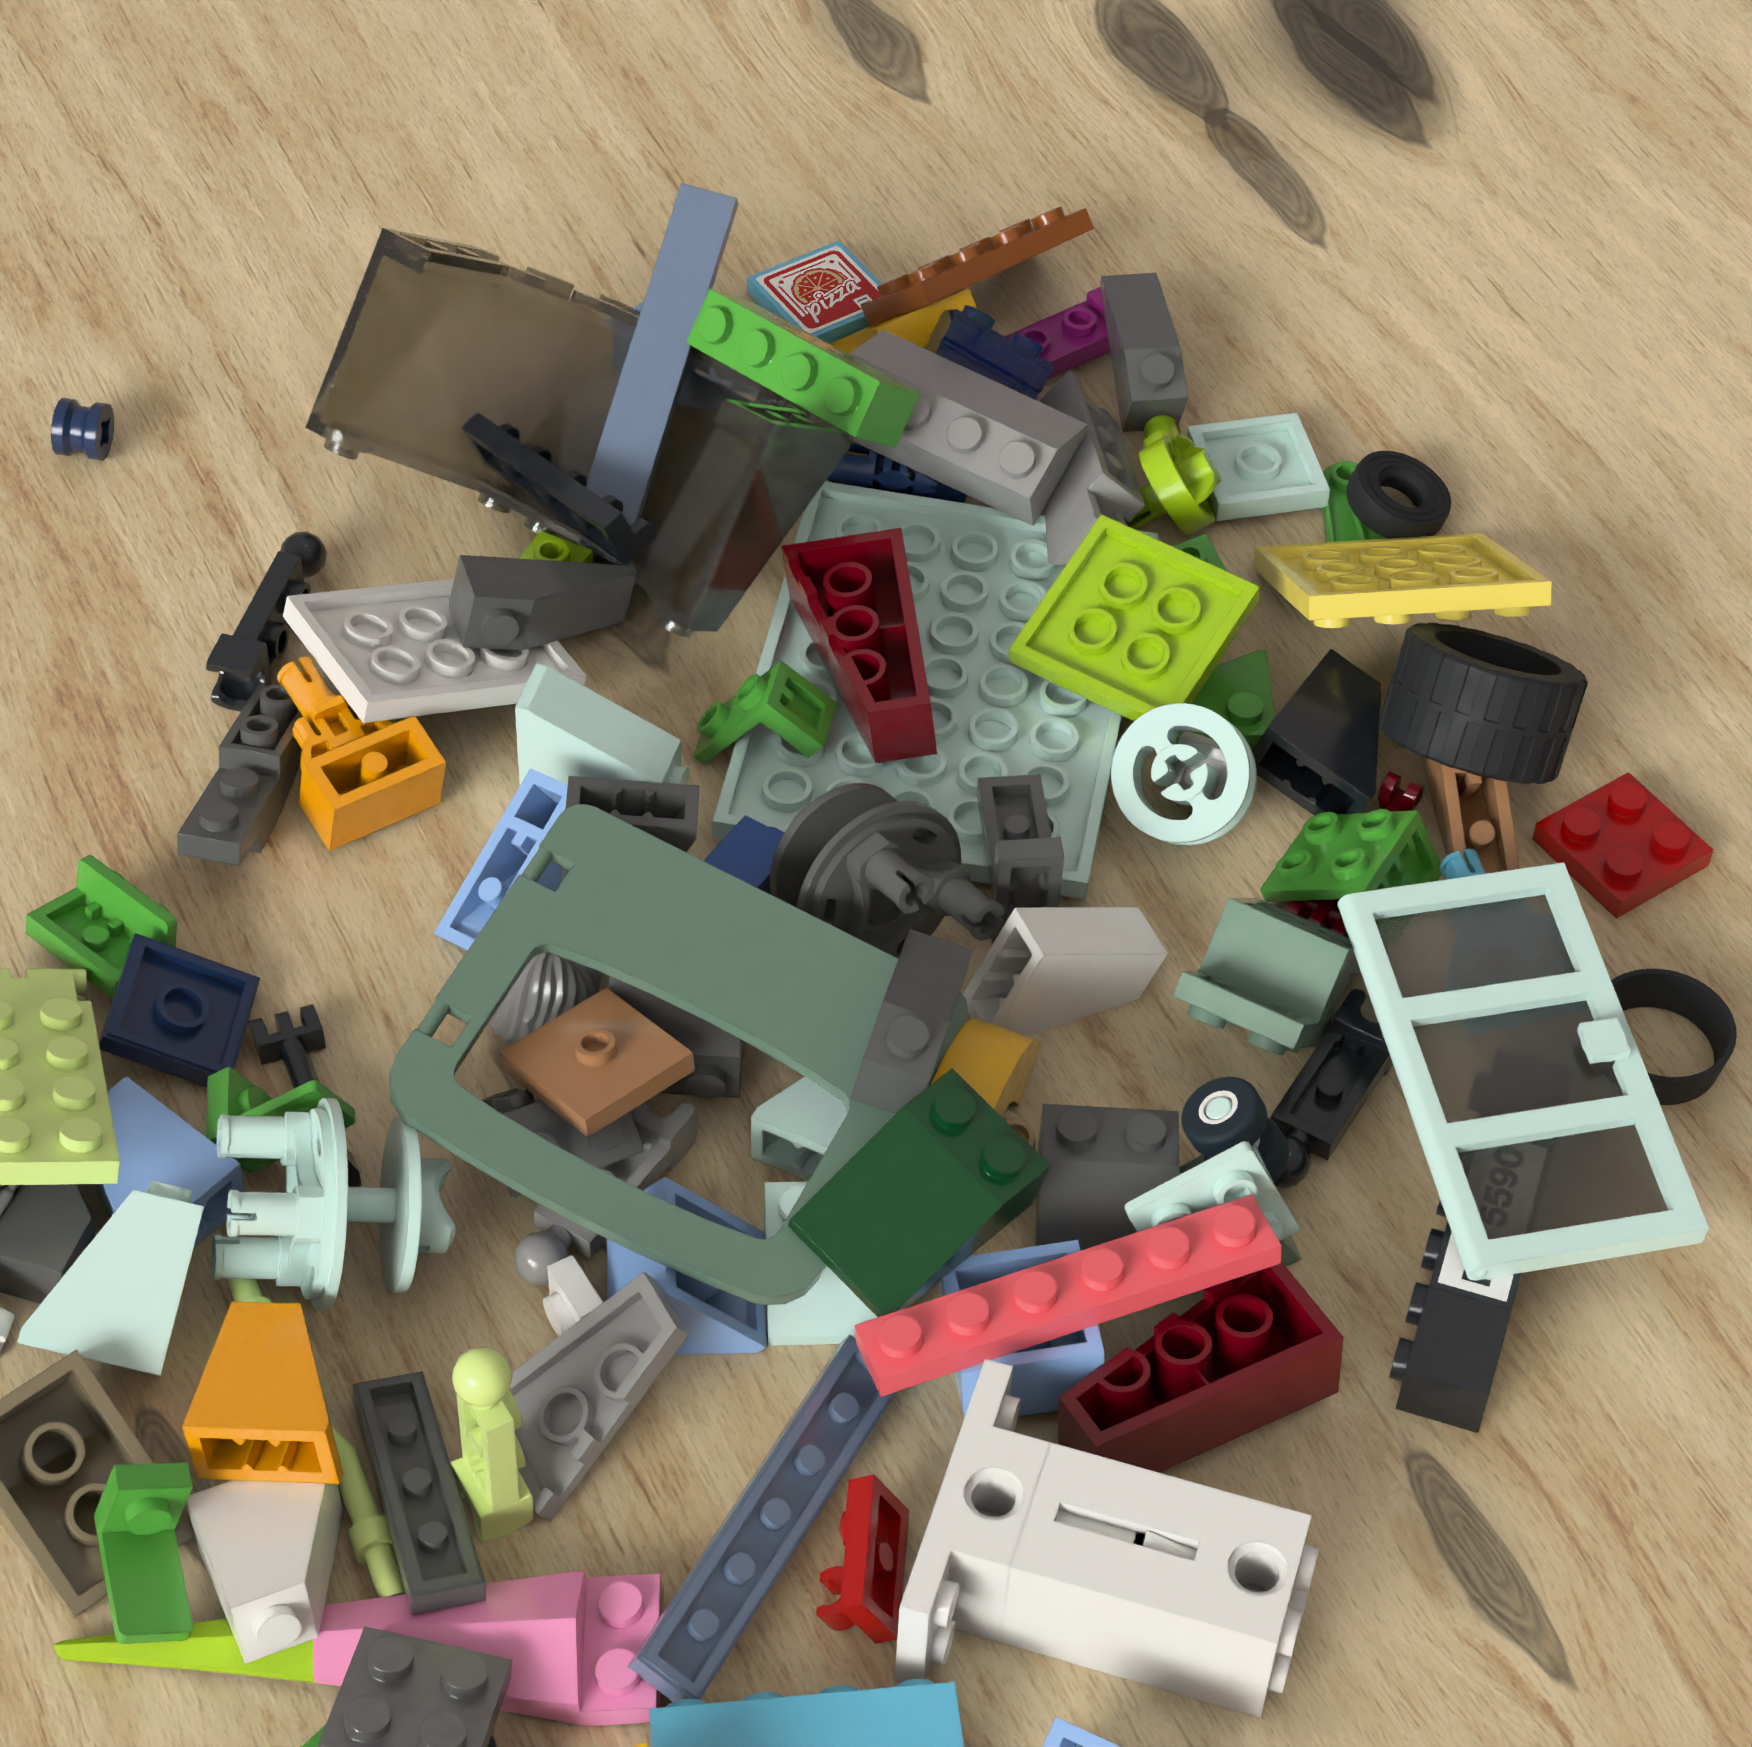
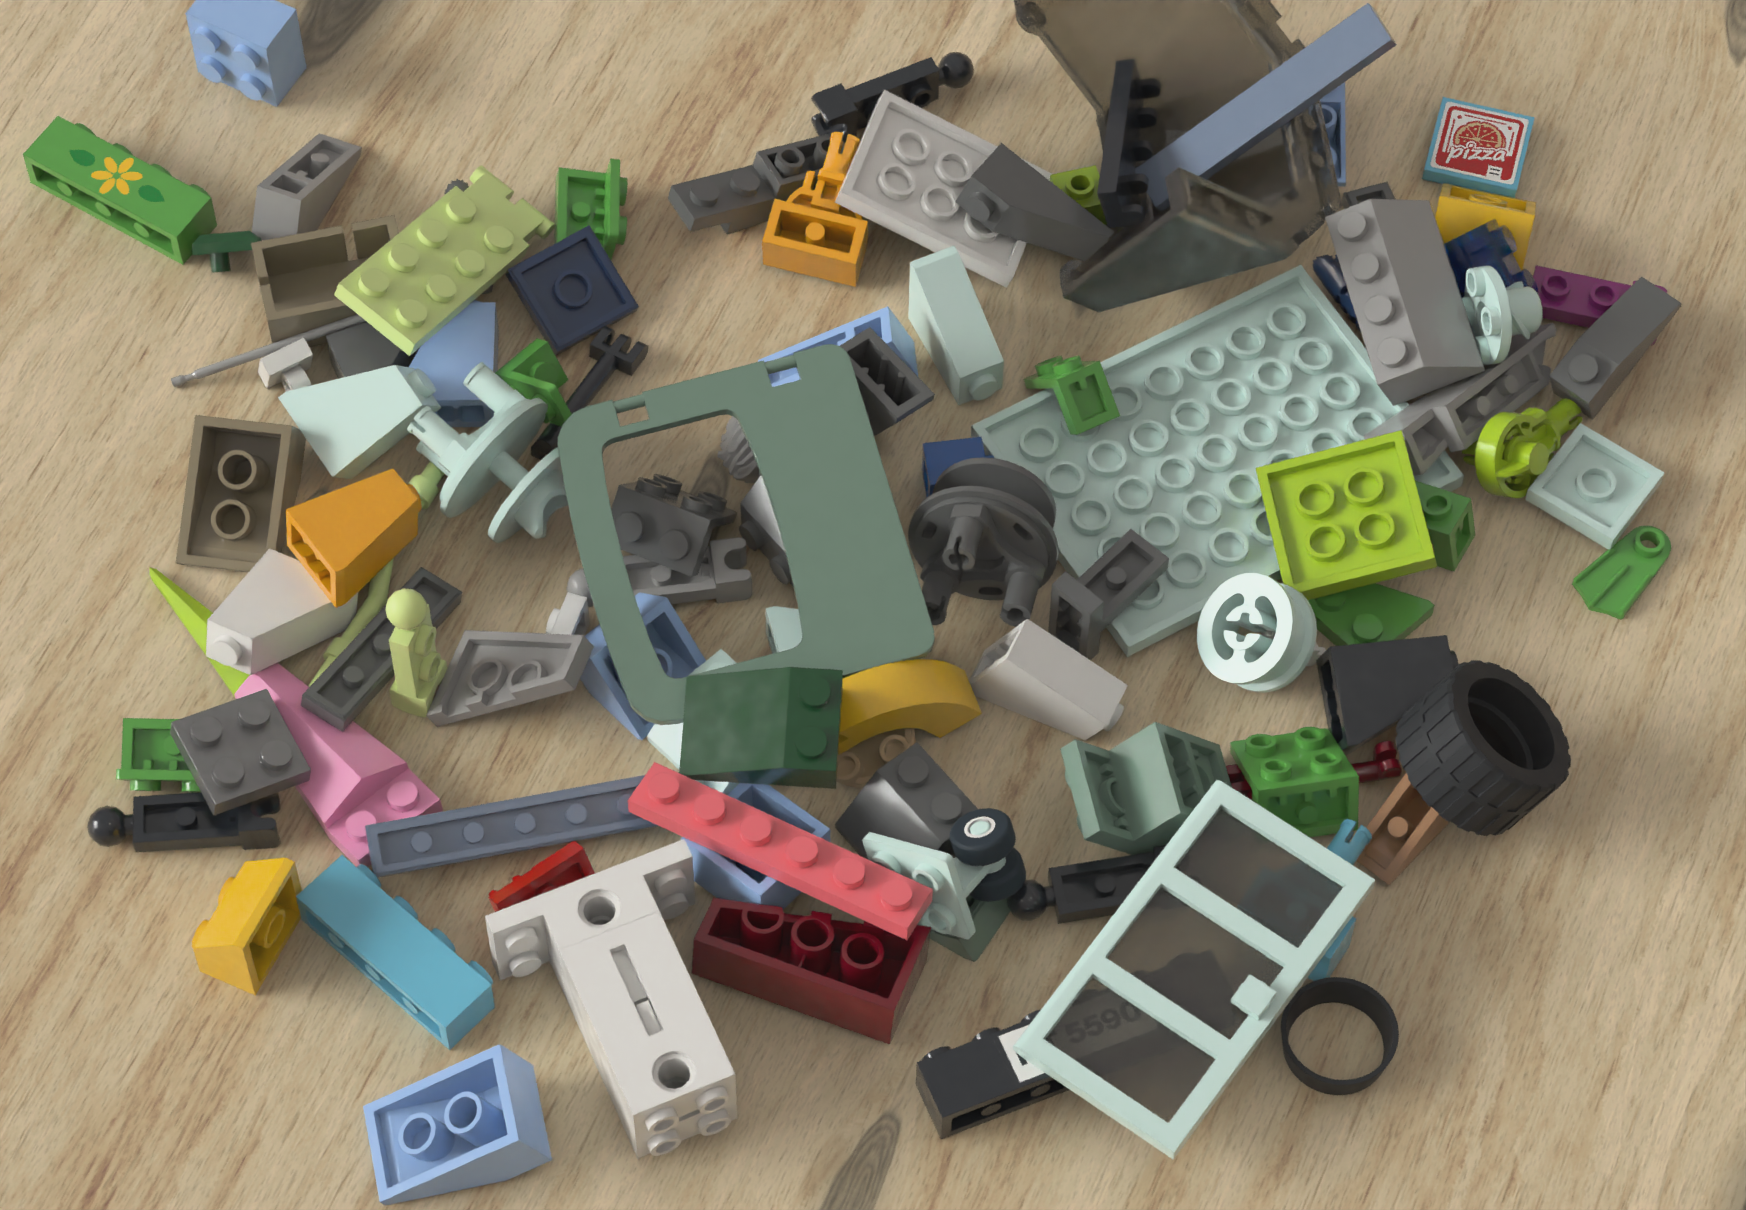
camera: 50 degrees right, 10 degrees up
(142, 1552) = (219, 561): bright green bracket -> none
(597, 1061) = (702, 503): medium nougat plate -> none
(803, 368) = (1319, 186): bright green brick -> none
(865, 628) = (1180, 391): dark red wedge -> none
(911, 1022) = (878, 625): dark grey slope -> none
(975, 263) = (1593, 207): dark orange plate -> none
(1046, 368) = (1499, 312): none -> light aqua plate
(1402, 578) = (1551, 629): light yellow plate -> none
(1407, 476) = (1675, 562): black tyre -> none
(1622, 844) = (1490, 914): red plate -> none

